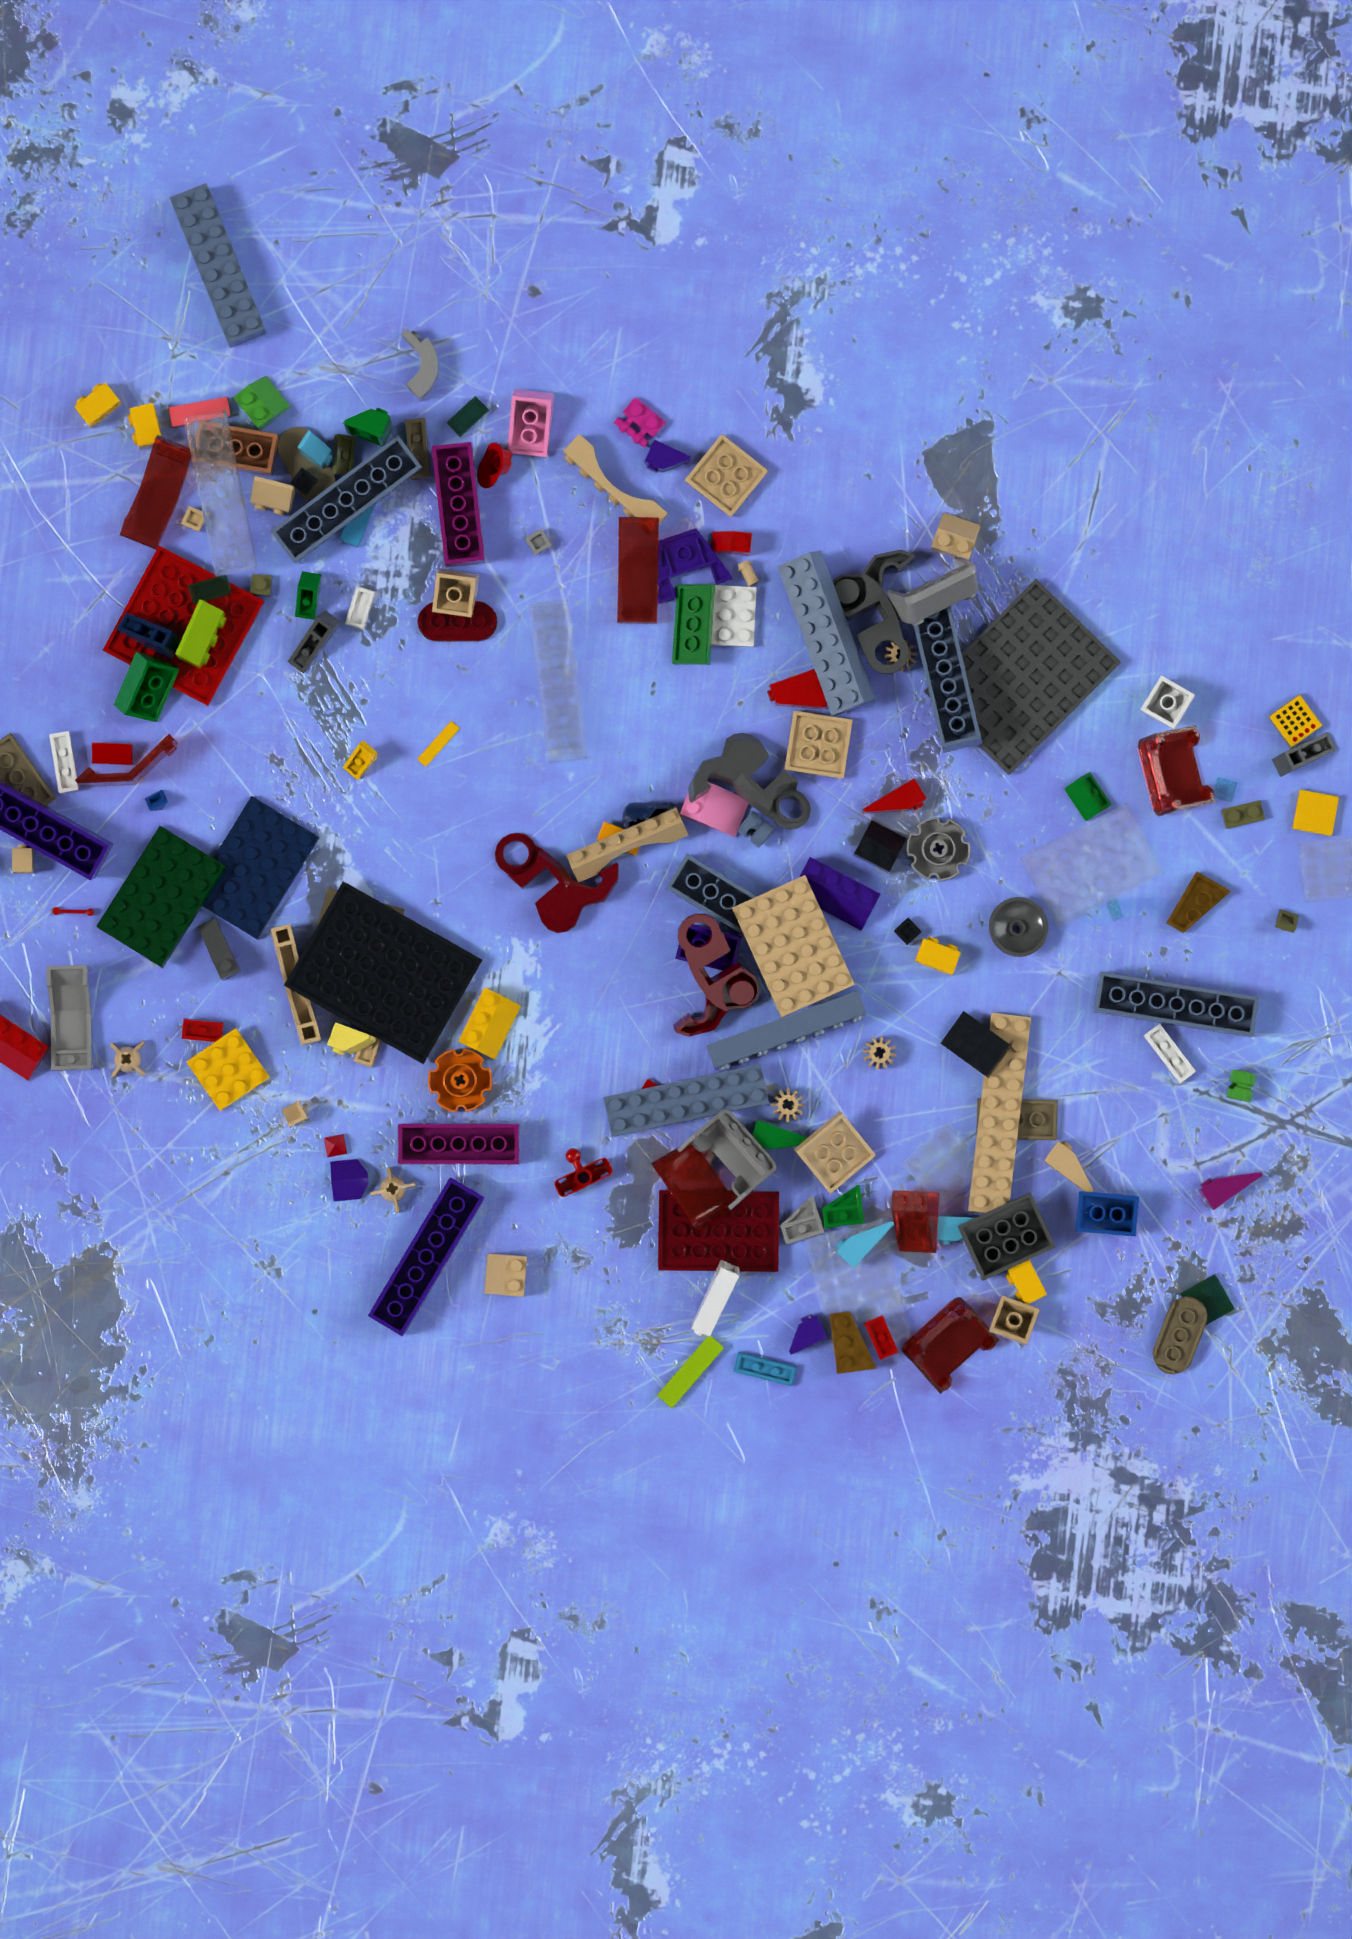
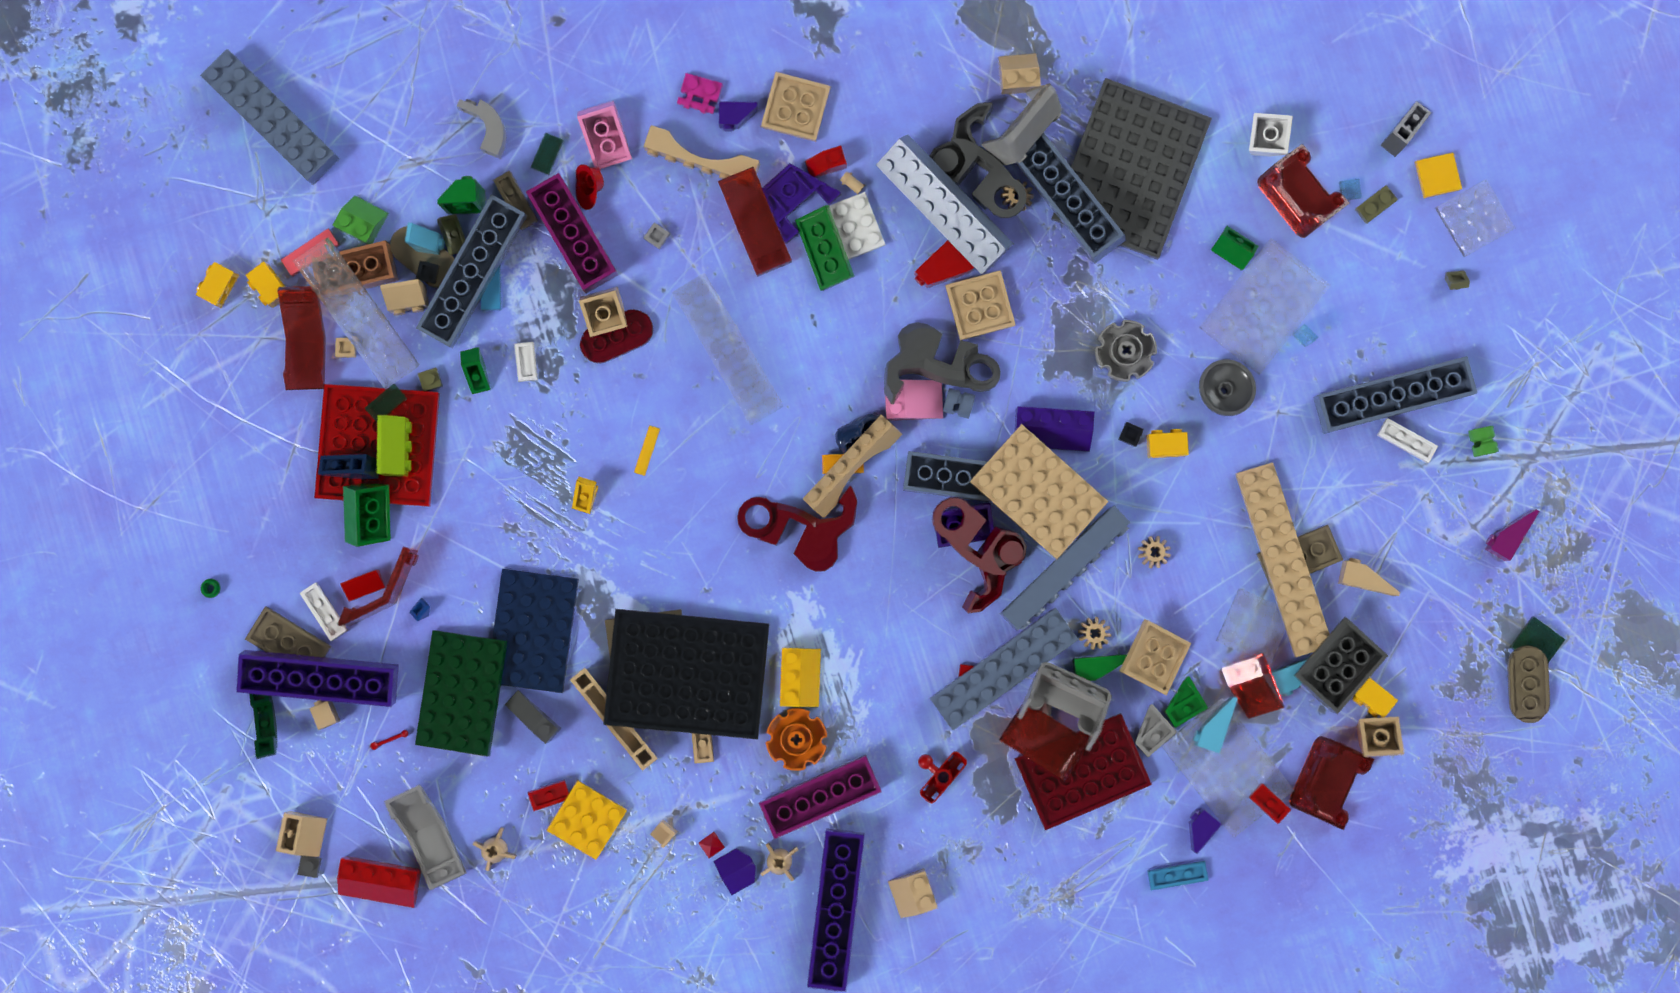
camera: 20 degrees left, 0 degrees up
(314, 641) = (498, 408): dark grey slope -> none
(348, 1040) = (682, 746): light yellow slope -> none
(690, 1371) = (1113, 906): lime tile -> none
(715, 1298) = (1108, 833): white slope -> none
(848, 1344) = (1243, 822): pearl gold wing -> none
(880, 846) = (1074, 371): black slope -> none
(901, 799) = (1075, 320): red slope -> none
(976, 1044) = (1236, 507): black tile -> none
(1107, 1213) = (1420, 605): blue slope -> none
(1196, 901) = (1370, 297): pearl gold wing -> none
(1295, 721) = (1384, 104): yellow tile -> none

